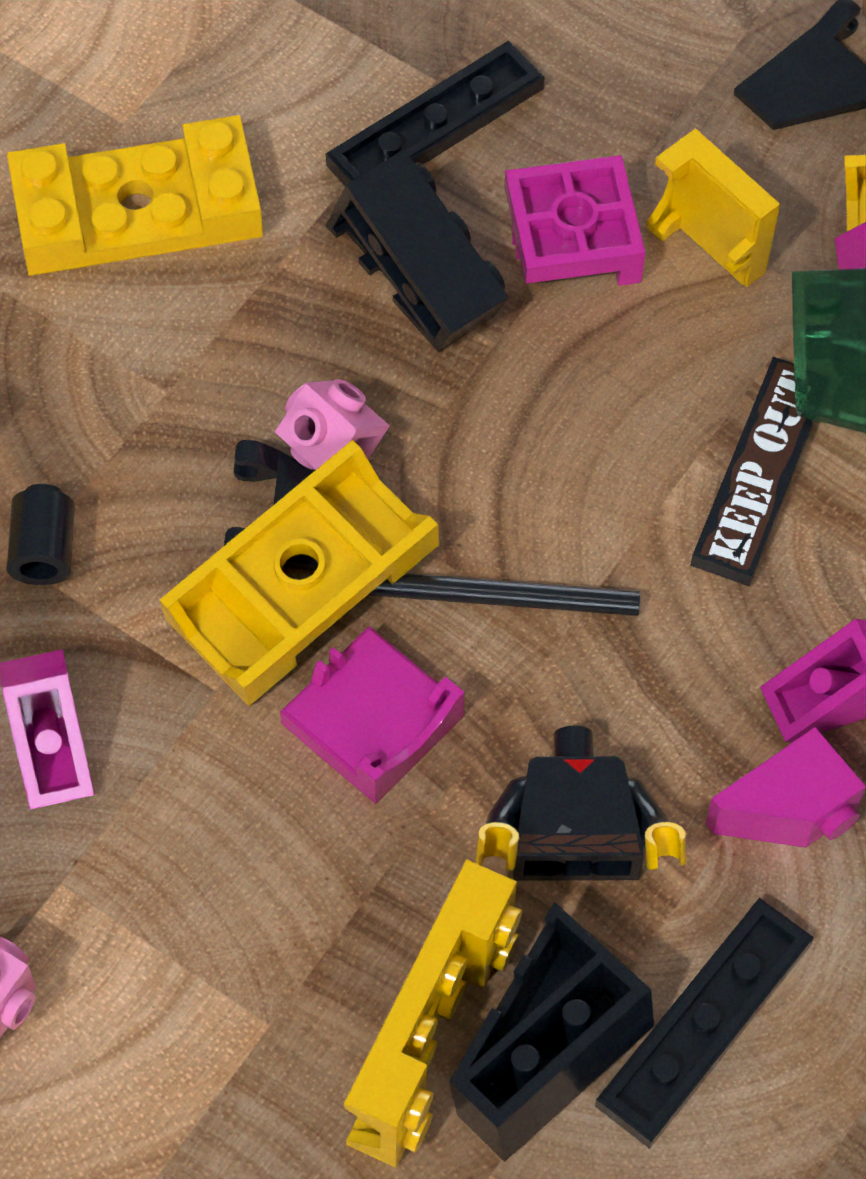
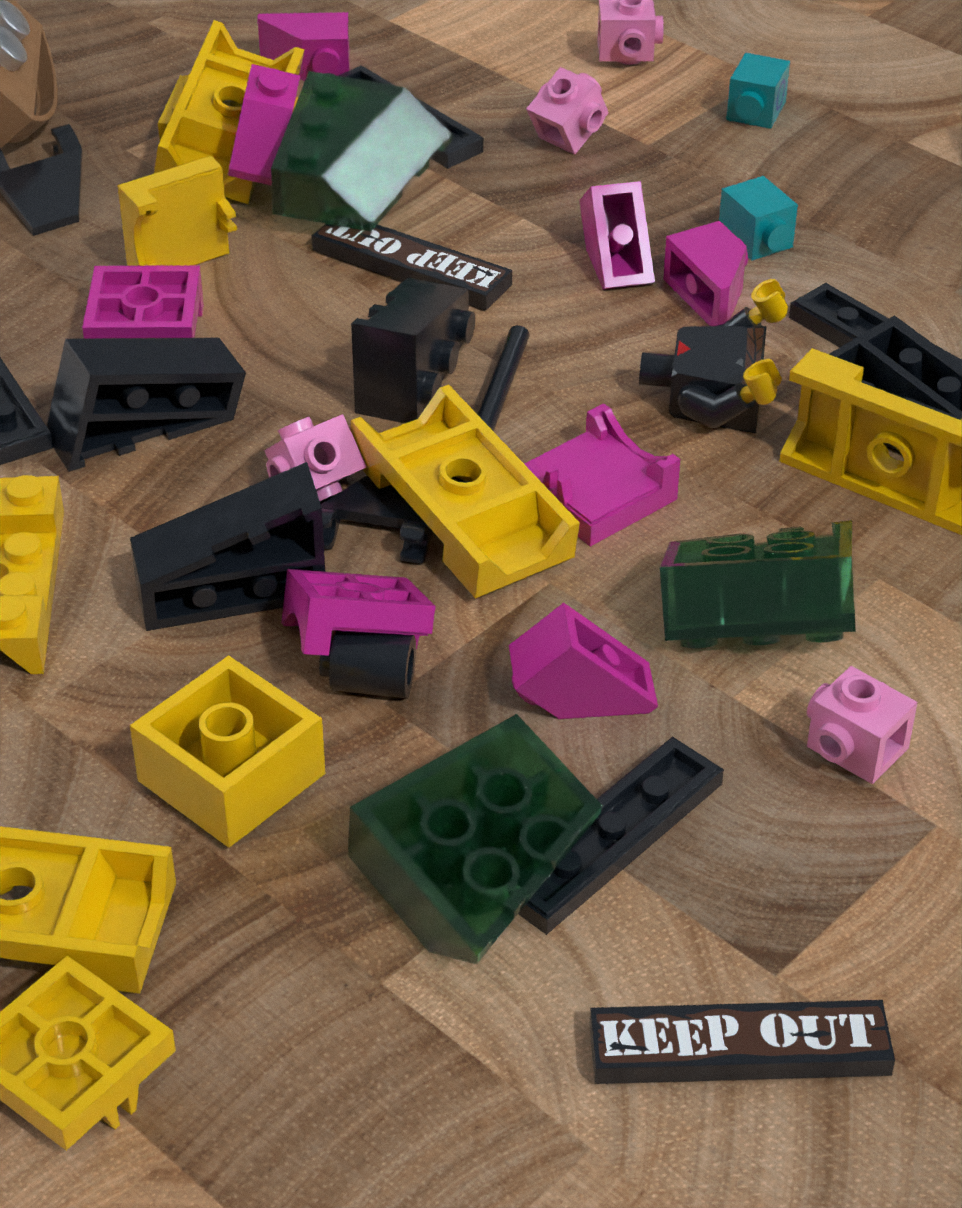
camera: 80 degrees left, 20 degrees down
(96, 502) = (352, 602): none -> dark pink piece
(164, 387) = (230, 553): none -> black wedge
(196, 889) = (760, 589): none -> clear green wedge
(553, 488) = (408, 348): none -> black wedge

